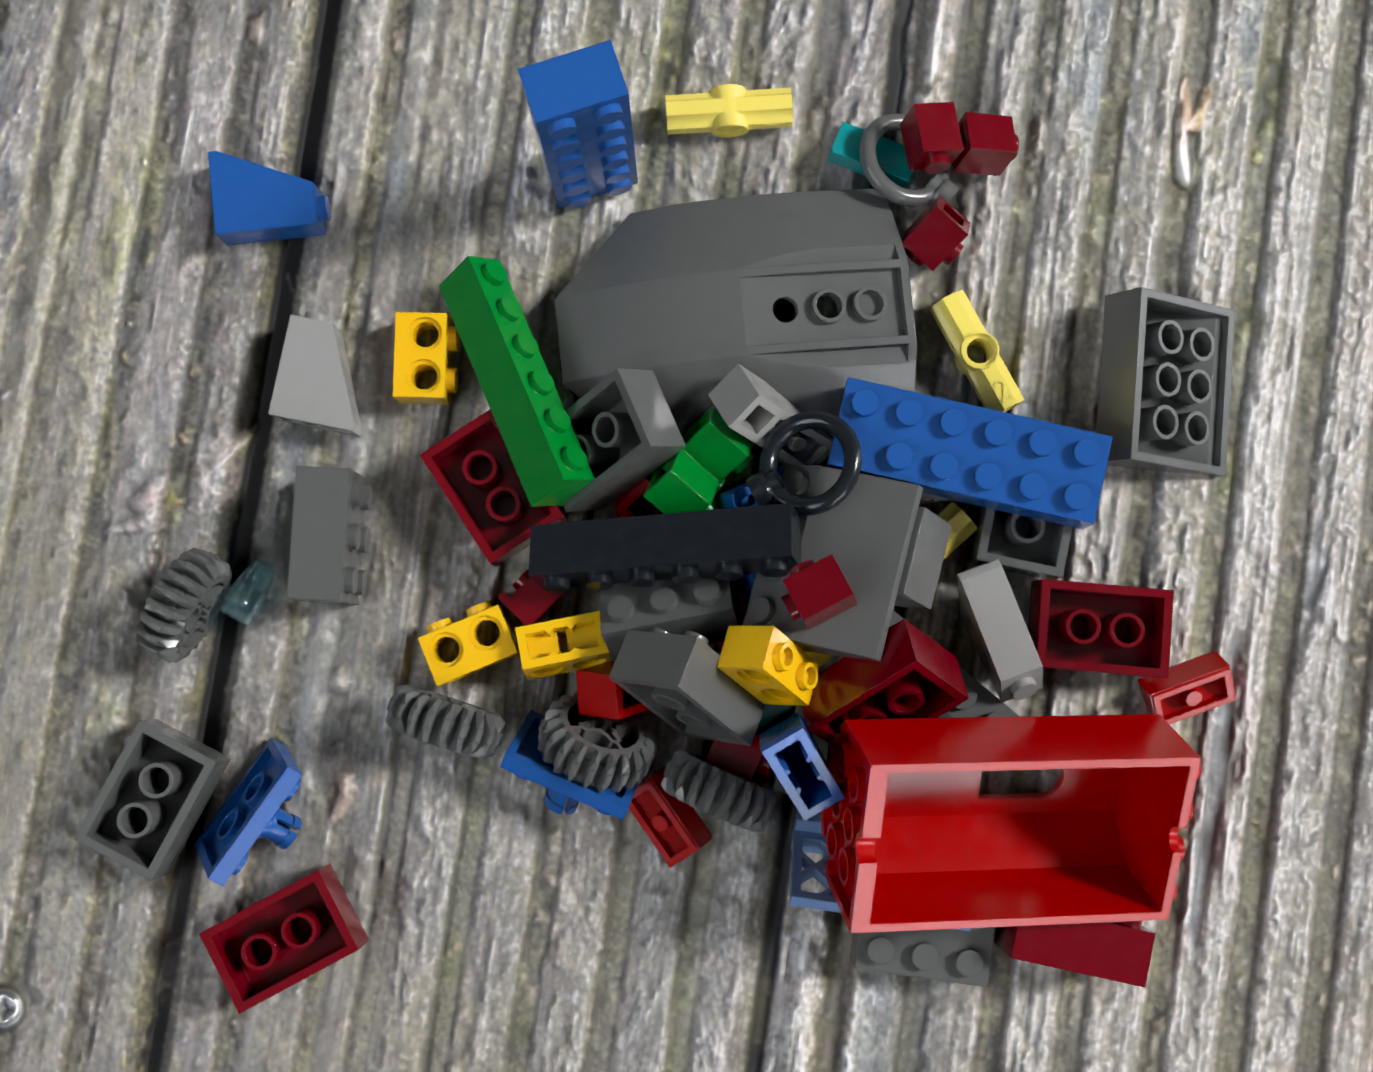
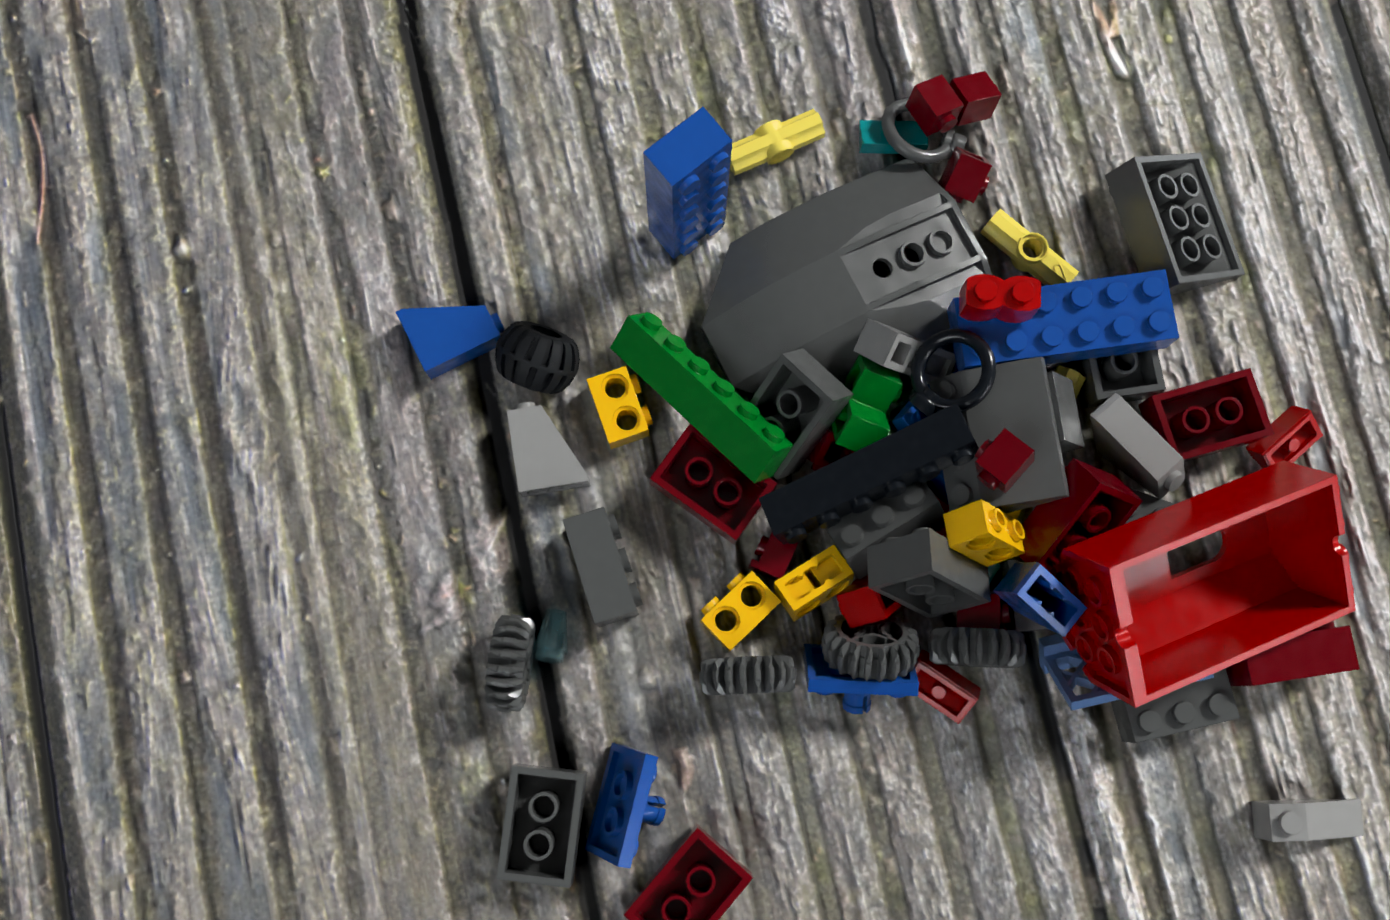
camera: 25 degrees left, 5 degrees down
(353, 265) = (537, 357): none -> black wheel
(905, 403) = (1007, 300): none -> red brick

